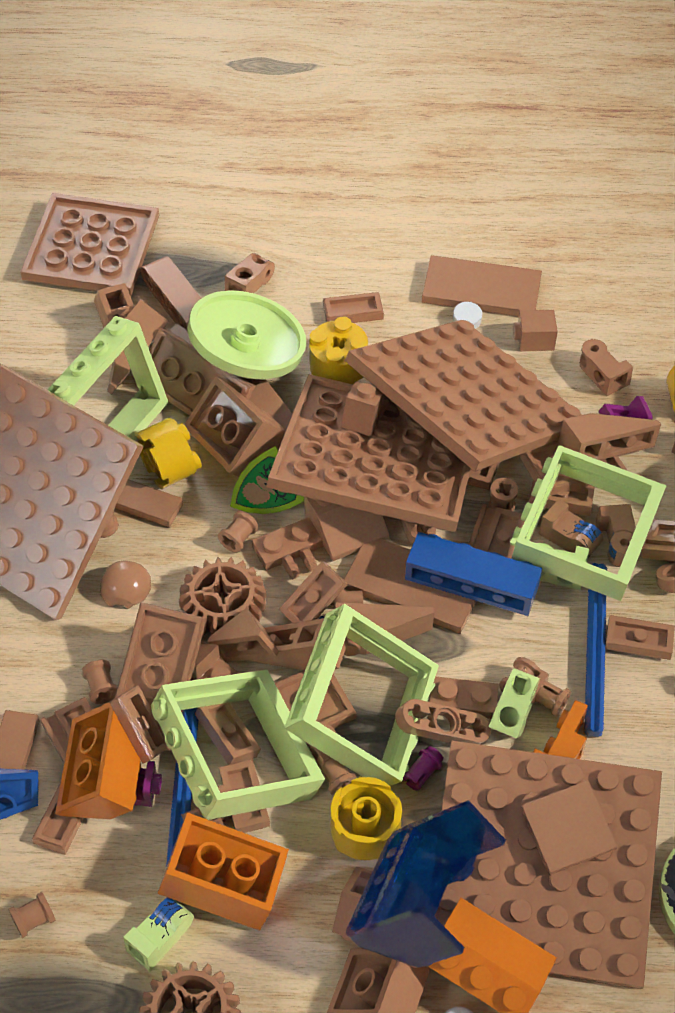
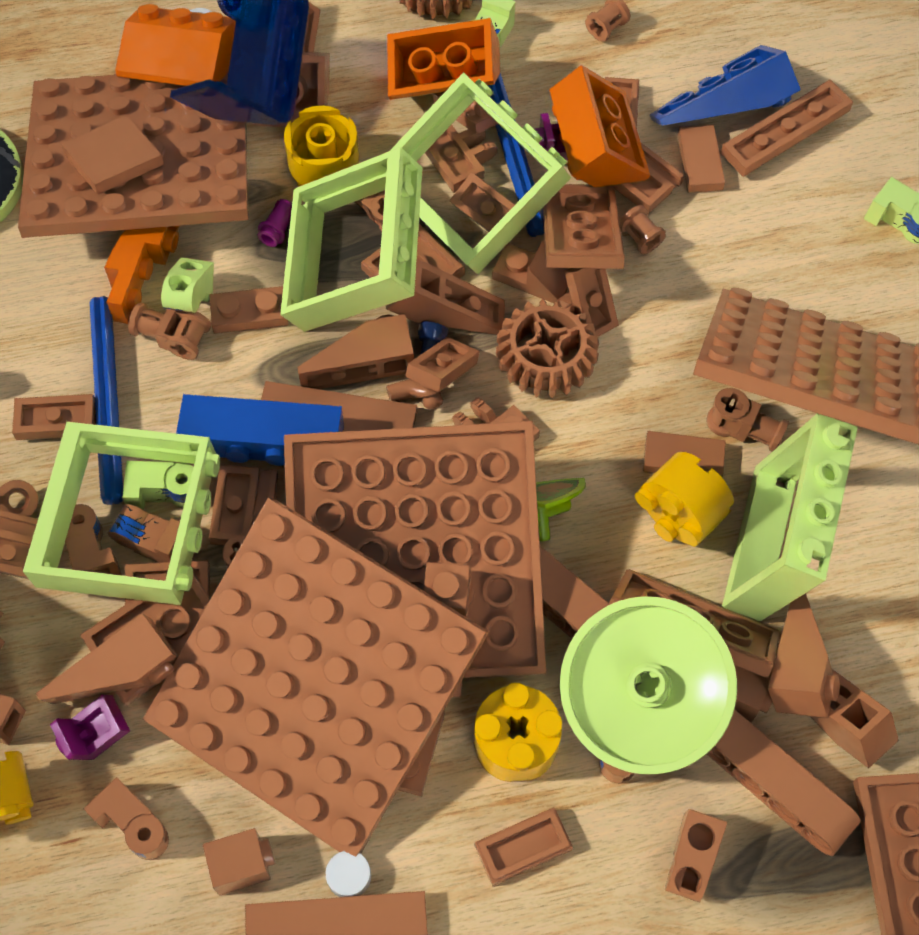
camera: 165 degrees right, 10 degrees up
(125, 584) = (664, 345): nougat hair -> none
(141, 730) = (591, 158): nougat tile -> none
(232, 427) = (611, 549): nougat slope -> none
(238, 531) = (560, 435): nougat bush -> none
(243, 639) = (497, 288): nougat slope -> none
(430, 729) = (285, 244): nougat beam -> none

